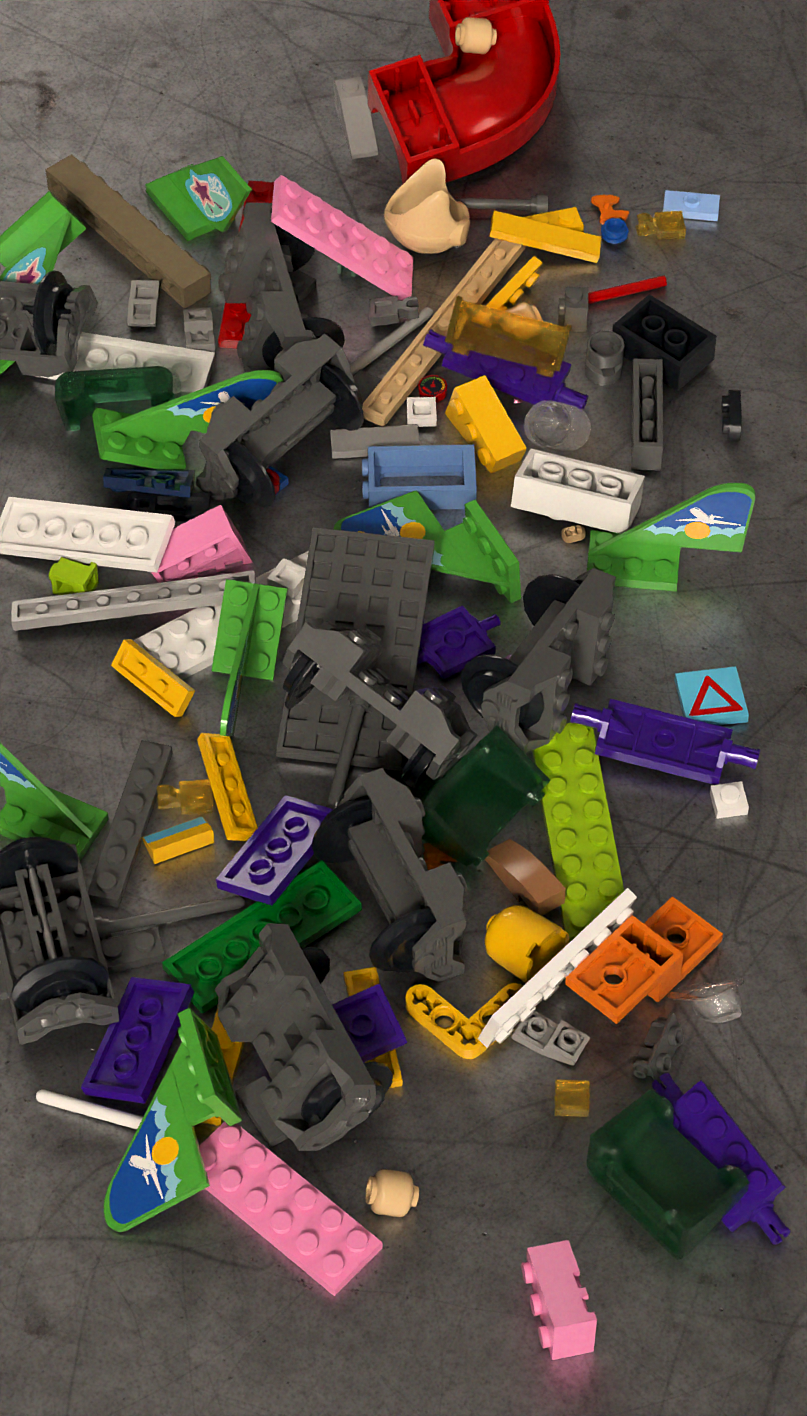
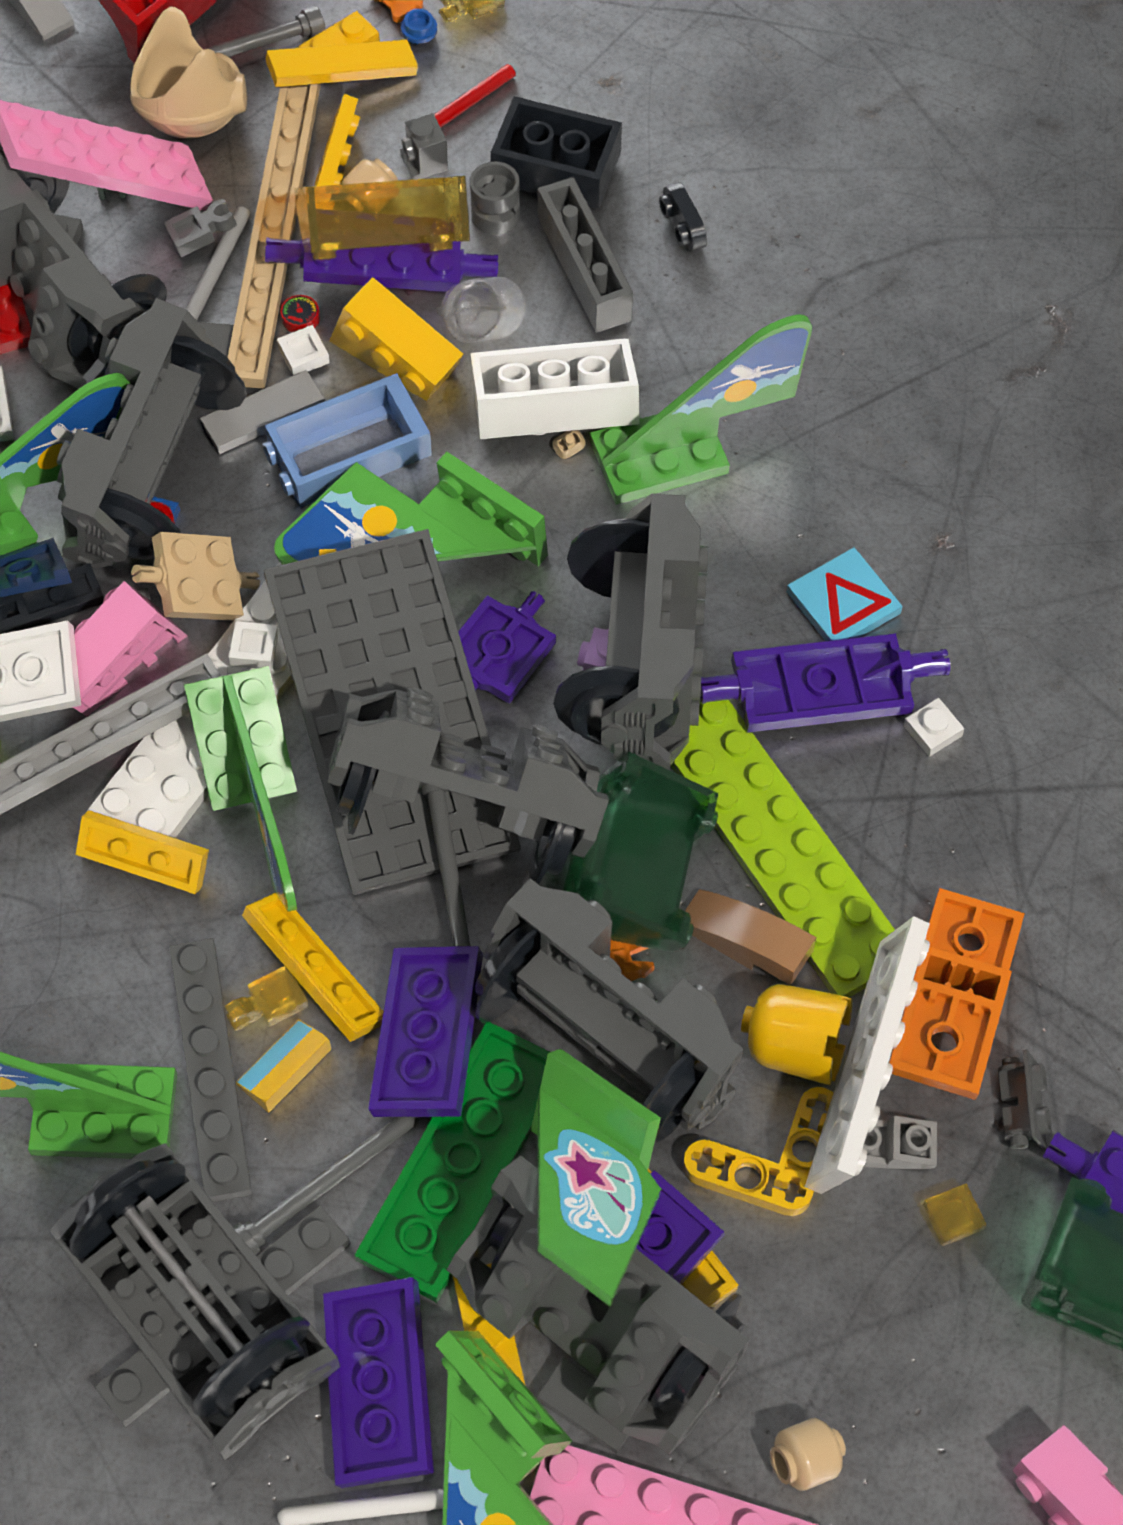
camera: 25 degrees left, 10 degrees up
(271, 521) = (196, 576): none -> tan plate
(330, 951) = (591, 1173): none -> bright green piece
(712, 1001) = (1053, 1006): clear piece -> none

